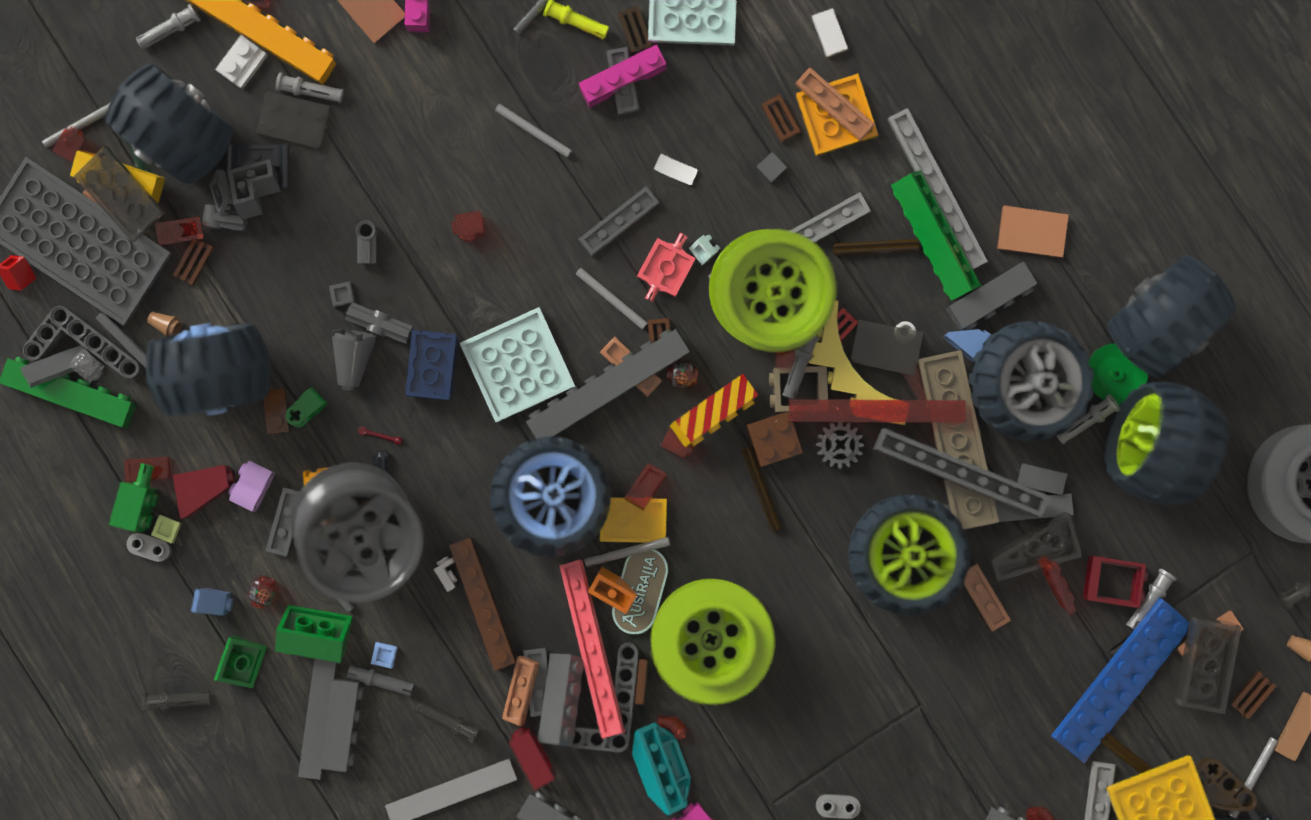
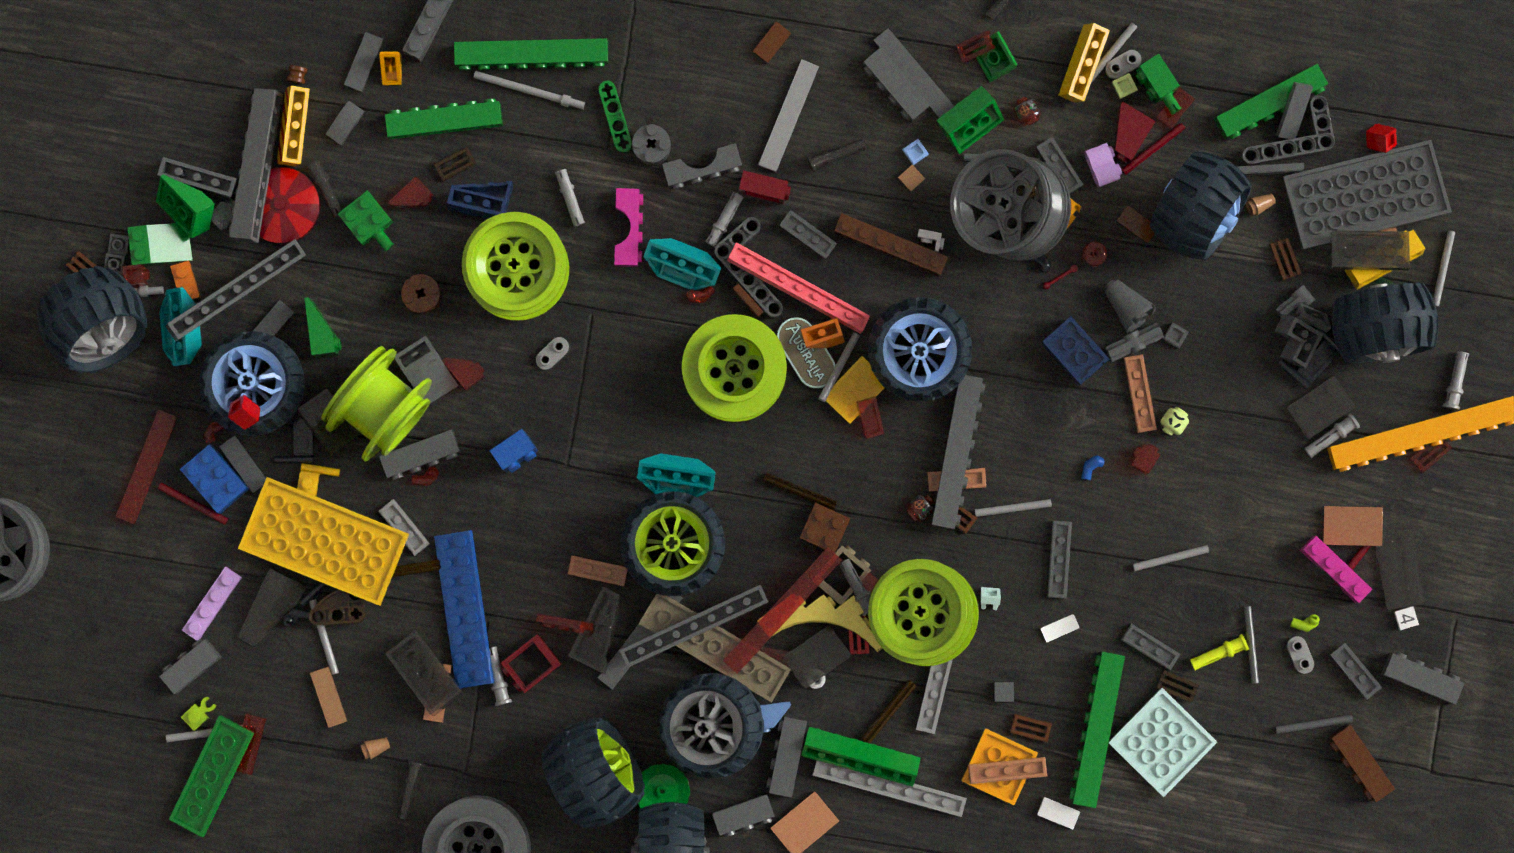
camera: 135 degrees right, 0 degrees up
(69, 143) = (1436, 248): clear red brick -> none
(87, 366) = (1276, 129): clear bracket -> none
(149, 566) = (1113, 50): none -> light grey bar
(176, 581) = (1084, 62): none -> yellow brick
(179, 230) = (1312, 267): clear red slope -> none
(200, 456) = (1152, 149): none -> dark red bar
(212, 601) = (1049, 74): medium blue slope -> none
(232, 681) = (987, 41): none -> clear red tile
(241, 62) = (1390, 408): white plate -> none
(307, 406) = (1122, 248): green piece -> none
(327, 427) = (1095, 247): none -> clear red head
(366, 245) = (1192, 380): dark grey piece -> none
(370, 677) = (902, 134): dark grey pin -> none
(409, 638) = (911, 178): none -> medium nougat tile
(415, 229) = (1174, 421): none -> yellowish green head
(418, 279) = (1140, 393): none -> nougat tile
(516, 266) = (1091, 464): none -> blue arm
(517, 364) = (1025, 407): light aqua plate -> none
(520, 690) = (812, 218): nougat tile -> none
(561, 700) = (783, 238): dark grey brick -> none
(585, 766) = (727, 214): none -> light grey pin
(638, 67) = (1154, 648): dark pink arch -> none
(666, 267) = (1000, 561): coral plate -> none
(674, 445) = (879, 465): clear red brick -> none
(714, 410) = (879, 506): brick -> none
(732, 61) = (1097, 730): none -> green brick
(832, 437) = (773, 568): dark grey gear -> none
(845, 606) = (676, 474): none -> teal wedge
(954, 763) = (514, 451): none -> blue brick
(1042, 478) = (639, 679): dark grey slope -> none
(1073, 288) = (743, 815): none -> dark grey brick
(1098, 416) = (650, 753): light grey pin -> none
(1264, 681) = (375, 681): reddish brown tile -> none

